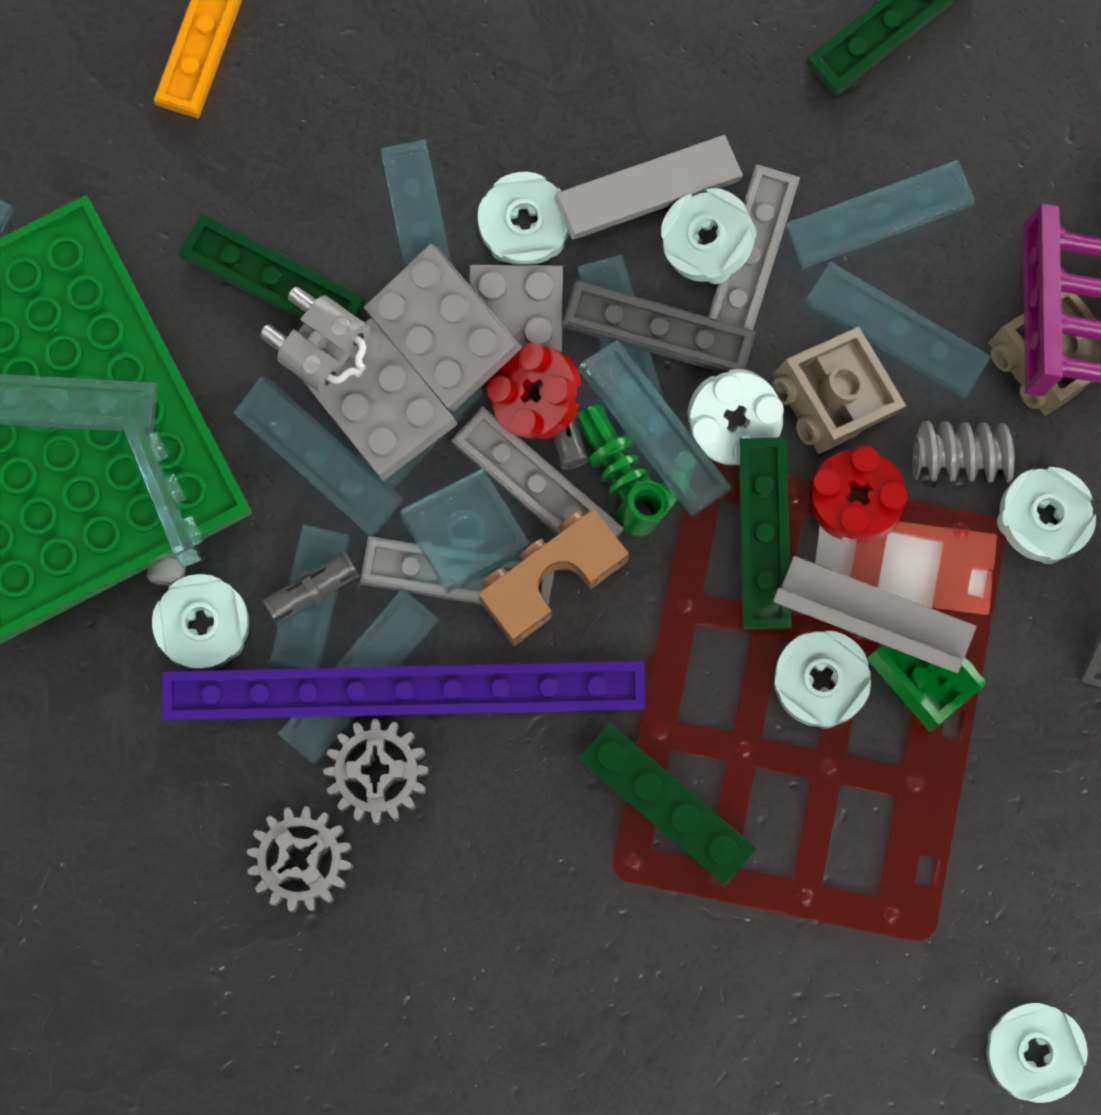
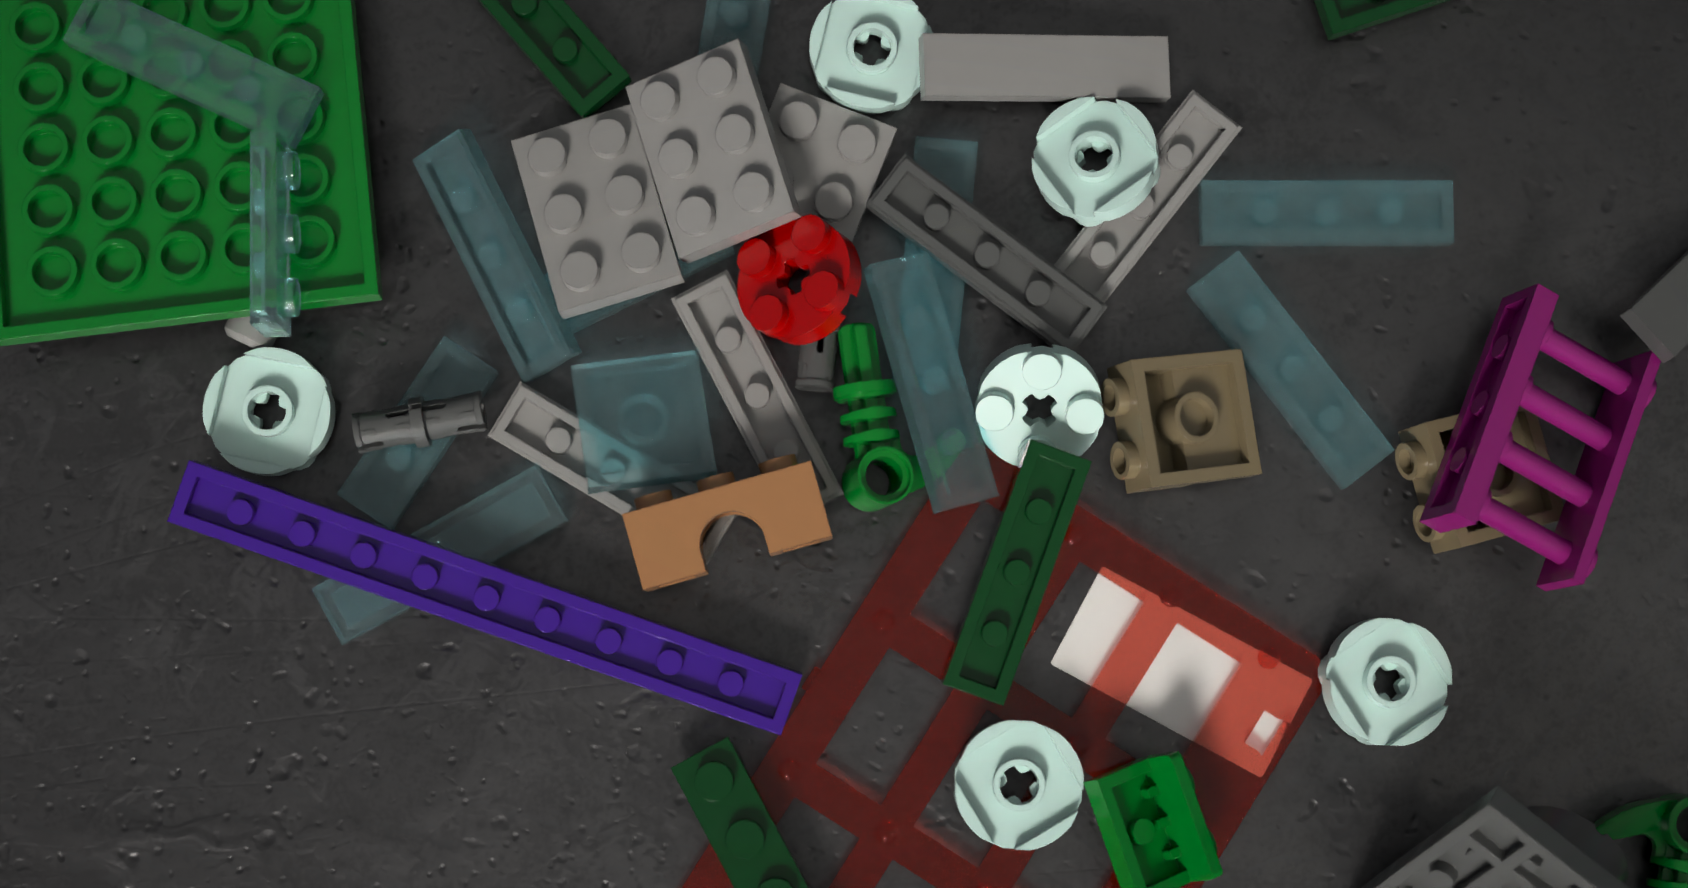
camera: 15 degrees right, 5 degrees up
(319, 846) = (281, 785): light grey gear -> none
(322, 343) = (551, 115): light grey piece -> none
(353, 771) = (402, 713): light grey gear -> none
(853, 520) = (1135, 595): red plate -> none
(876, 614) = (1114, 738): light grey fence -> none
(963, 450) = (1312, 560): light grey piece -> none

